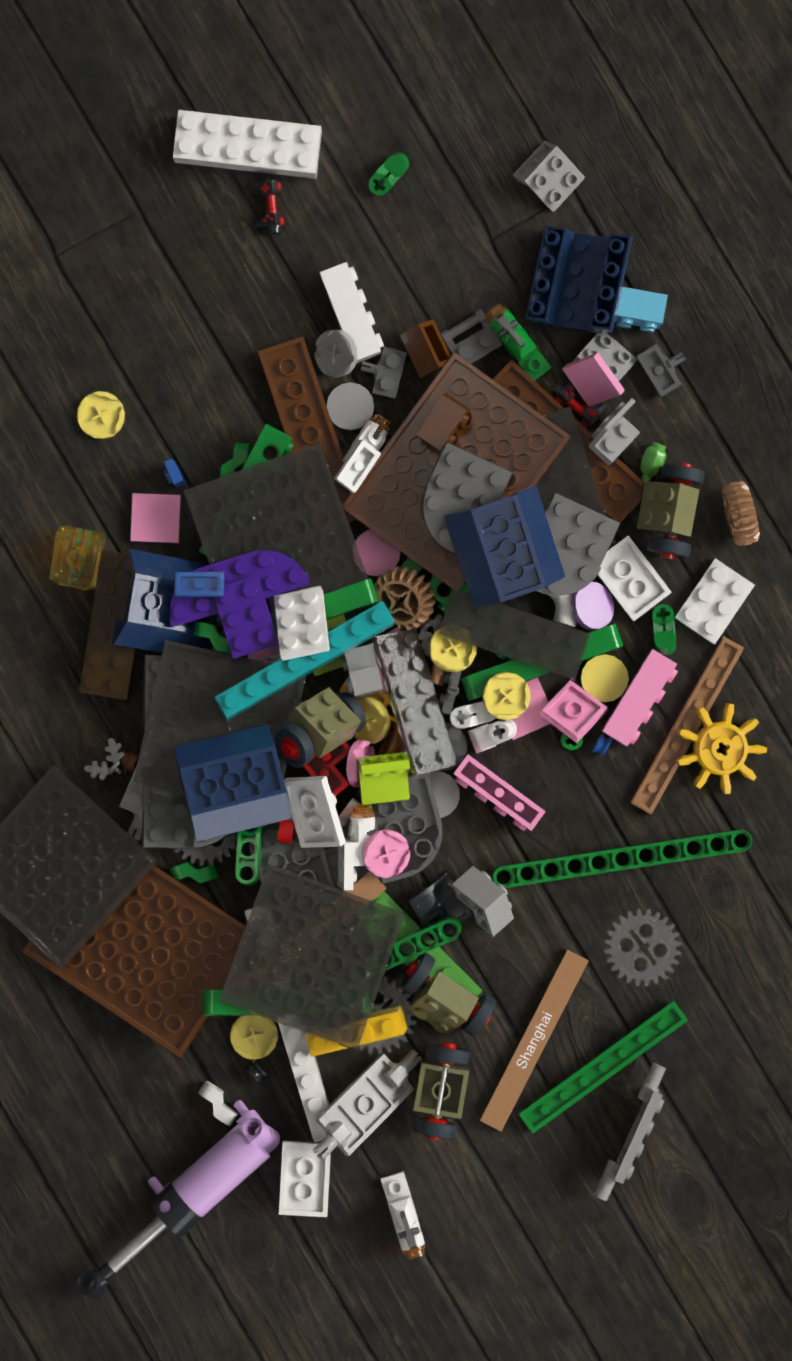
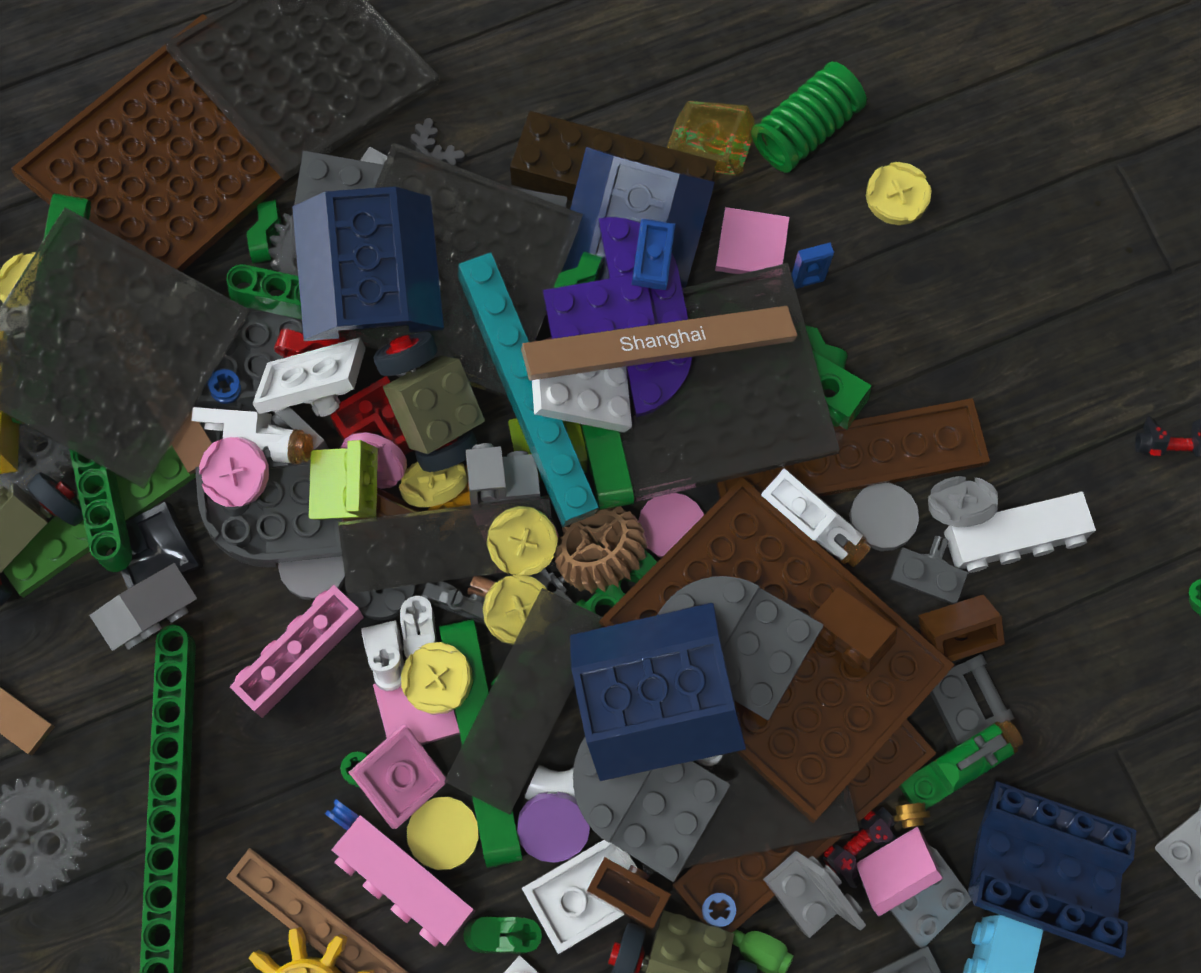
camera: 90 degrees right, 15 degrees down
(67, 510) = (809, 116): none -> green piece
(264, 572) = (657, 342): none -> medium nougat tile
(324, 866) = (221, 375): none -> blue bush
(407, 651) = (522, 541): none -> light yellow tile
(554, 373) = (911, 814): none -> pearl gold plate
(630, 551) = (628, 892): none -> reddish brown brick
(639, 491) = (717, 898): none -> medium blue bush

